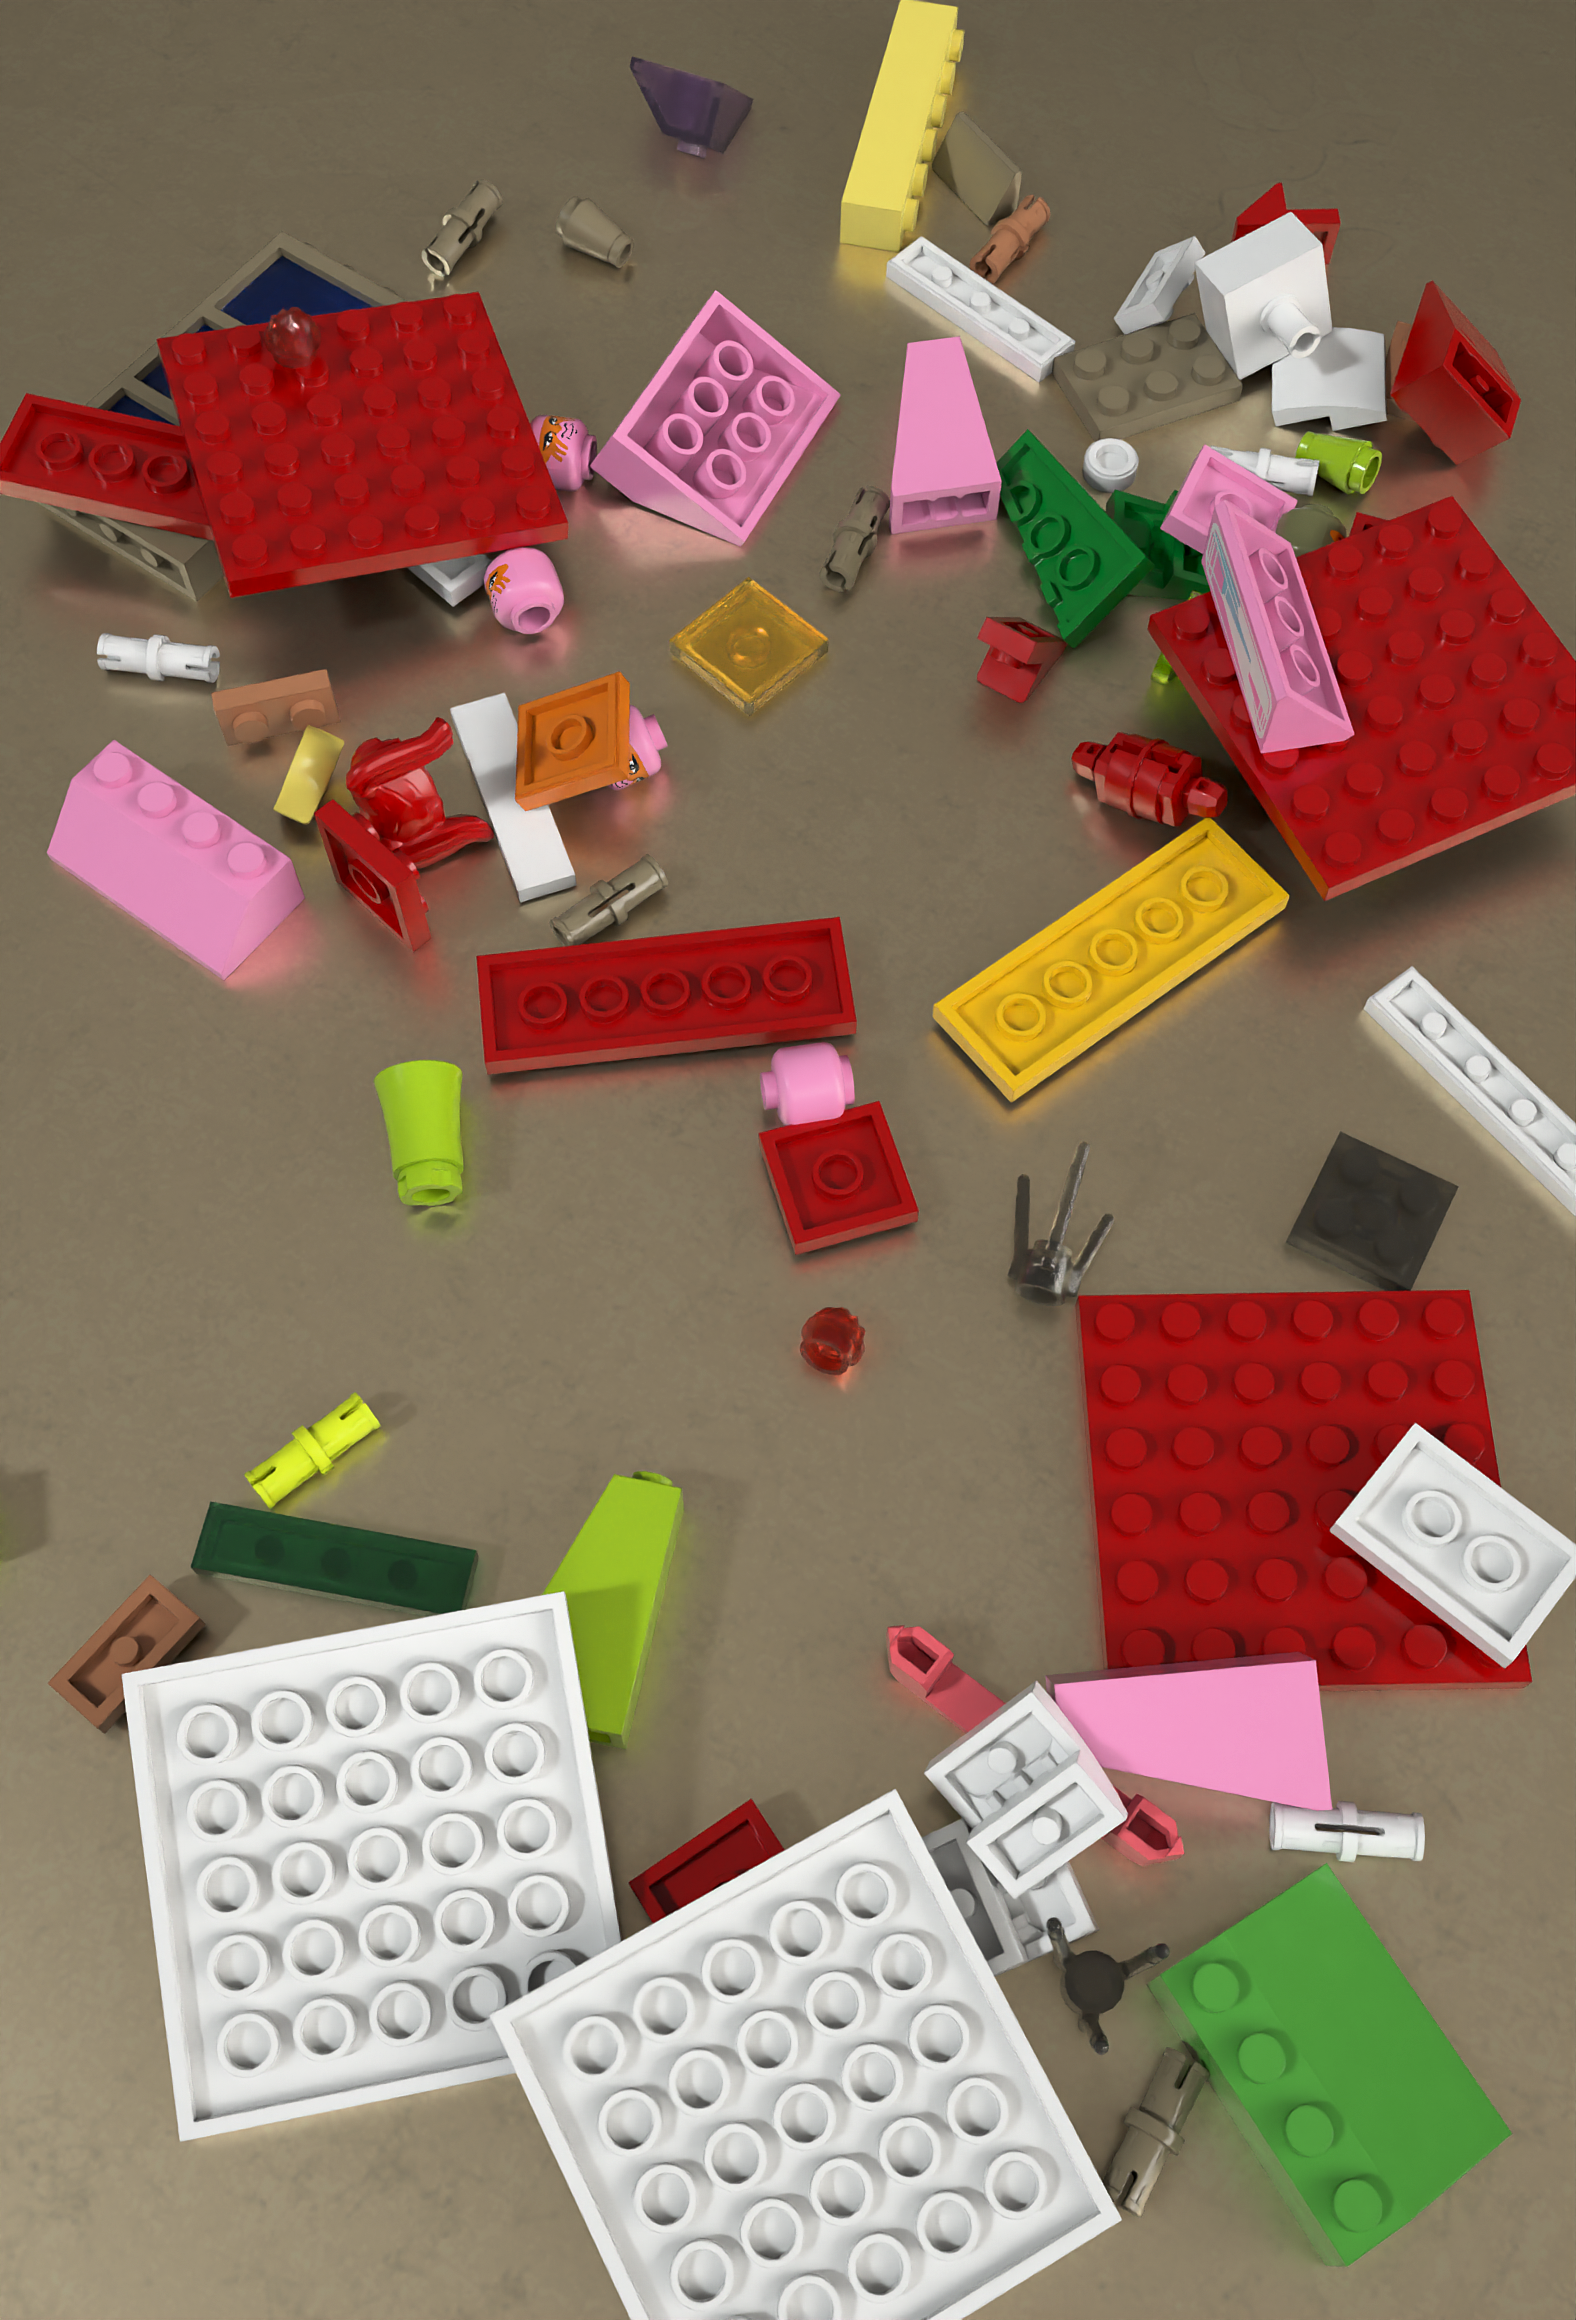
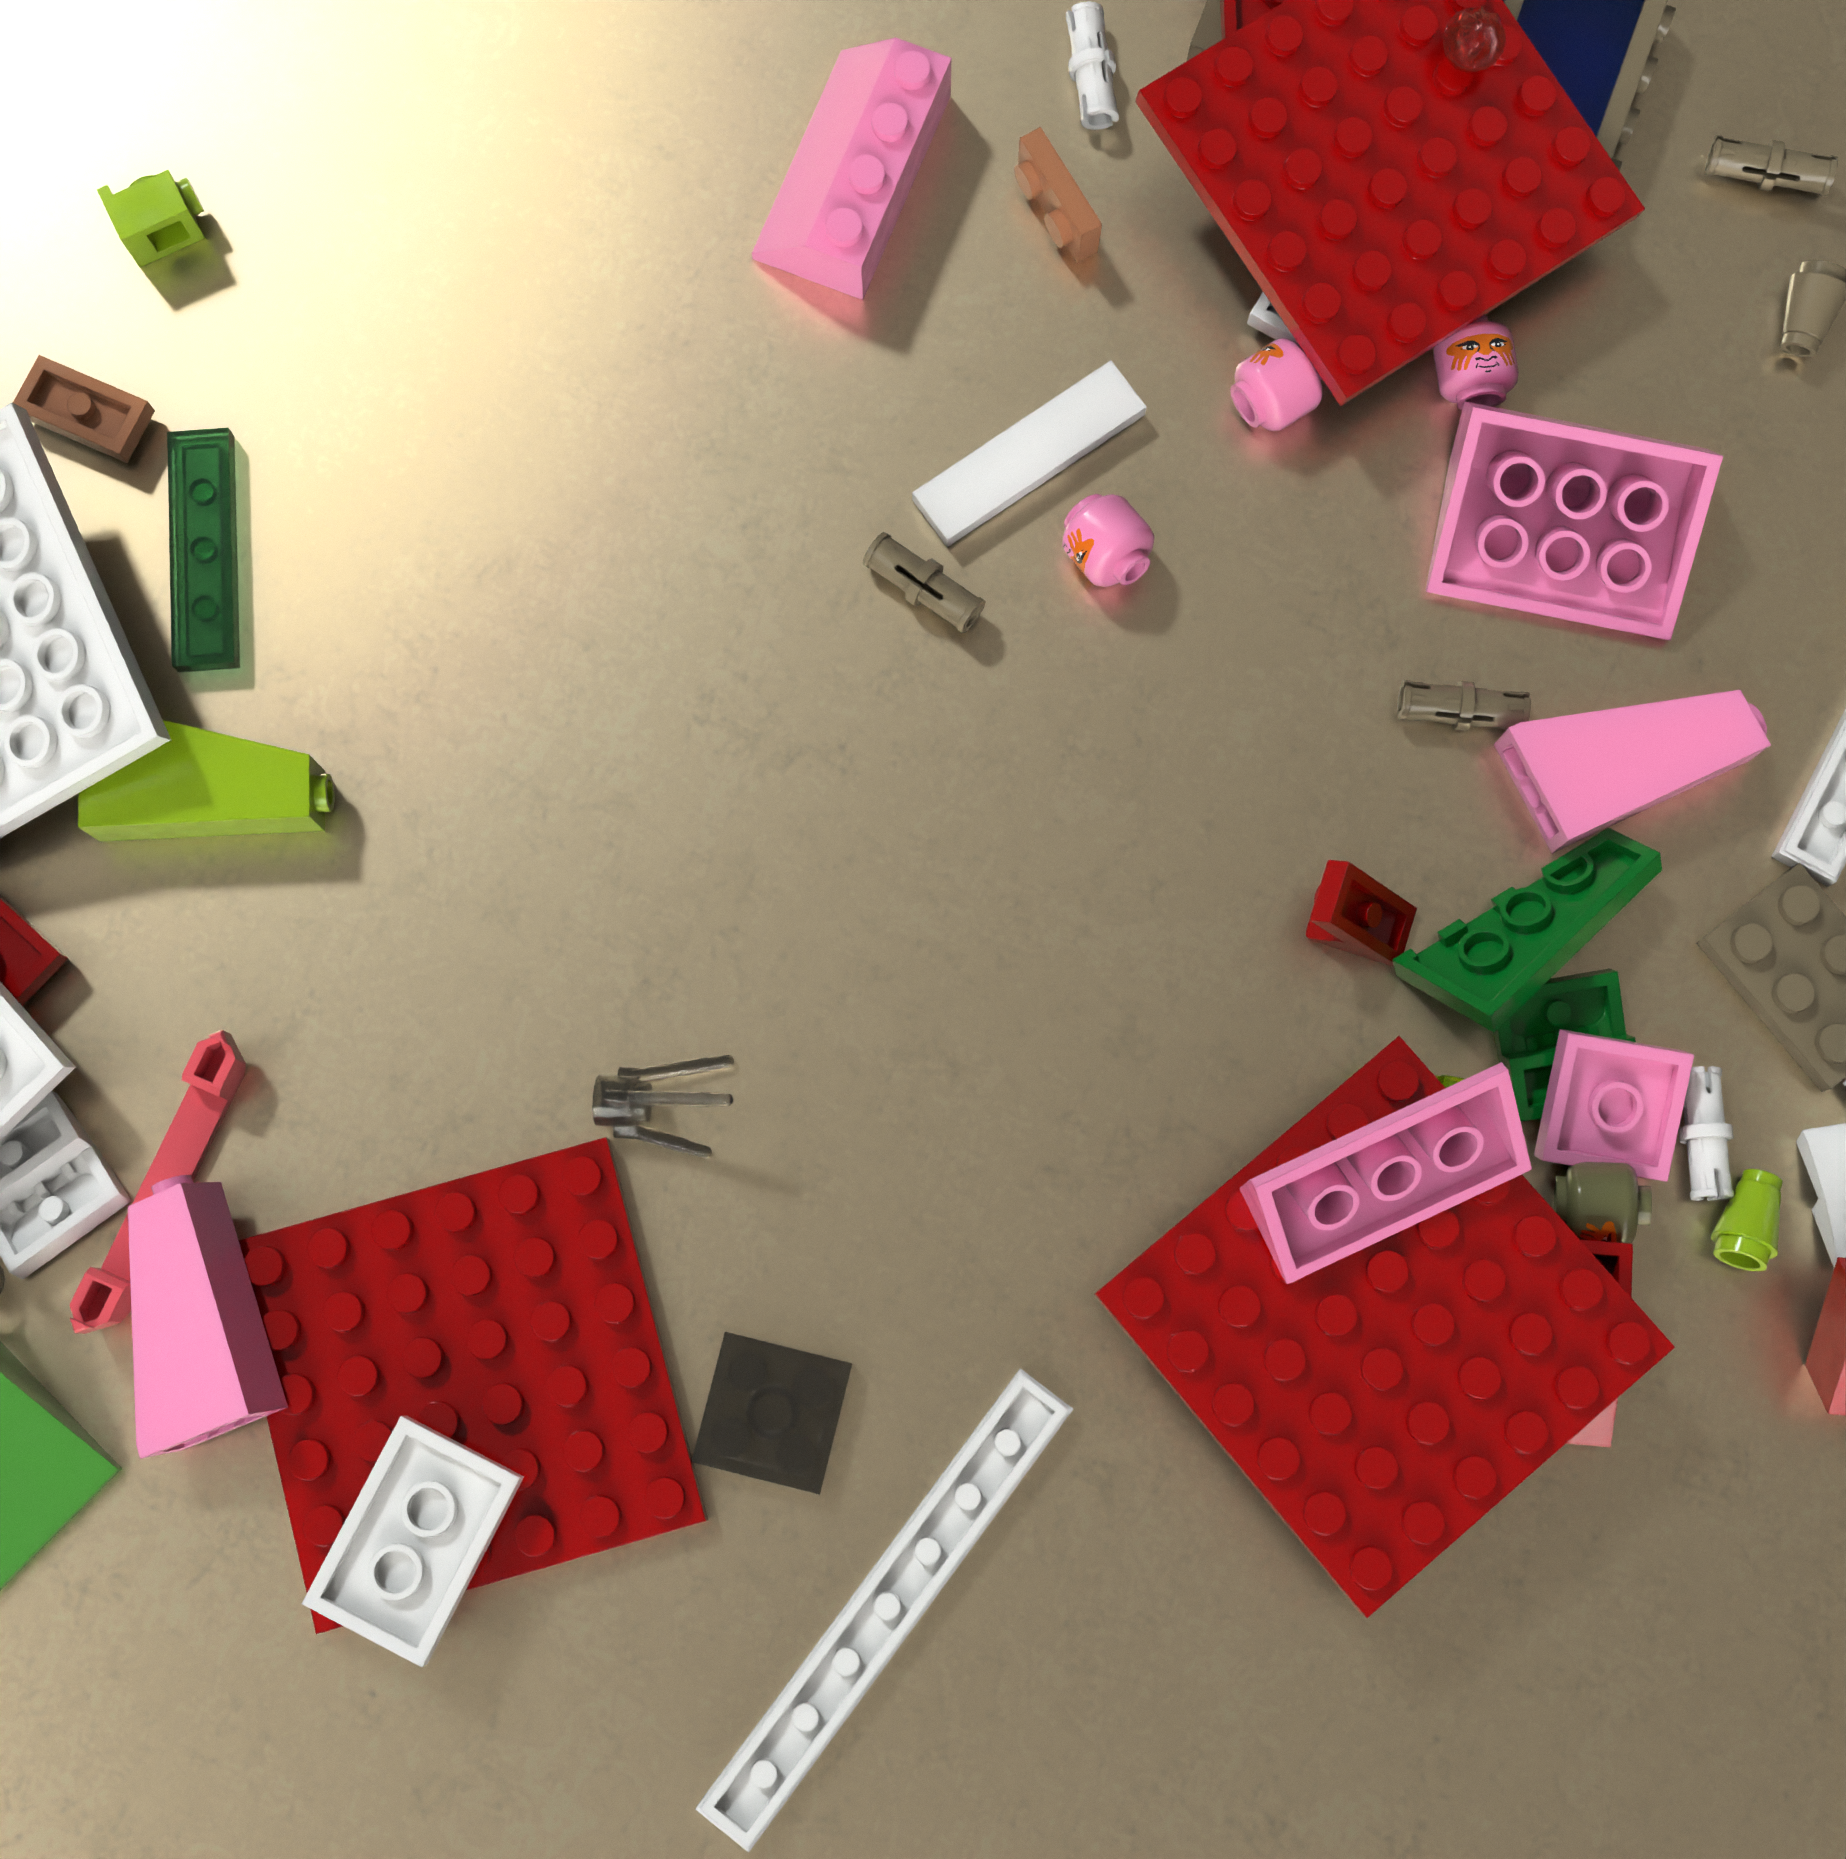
camera: 75 degrees right, 15 degrees up
(309, 775) = (984, 252): light yellow hat -> none
(312, 1450) = (296, 495): neon yellow pin -> none
(373, 874) = (870, 347): red plate -> none
(402, 800) = (962, 347): red hair -> none
(423, 1129) = (618, 488): lime plant -> none
(573, 741) = (1083, 488): orange tile -> none
(664, 995) = (834, 667): red plate -> none
(748, 646) = (1287, 633): clear yellow tile -> none
(808, 1083) = (759, 825): bright pink head -> none
(832, 1340) = (506, 918): clear red plate -> none
(838, 1178) = (675, 880): red plate -> none
(1027, 1790) = (102, 1186): white slope -> none
(1109, 958) = (999, 1094): yellow plate -> none
(1110, 465) = (1665, 961): white tile -> none
(1149, 779) = (1231, 1088): red piece -> none
(1396, 1836) = (143, 1490): white pin -> none

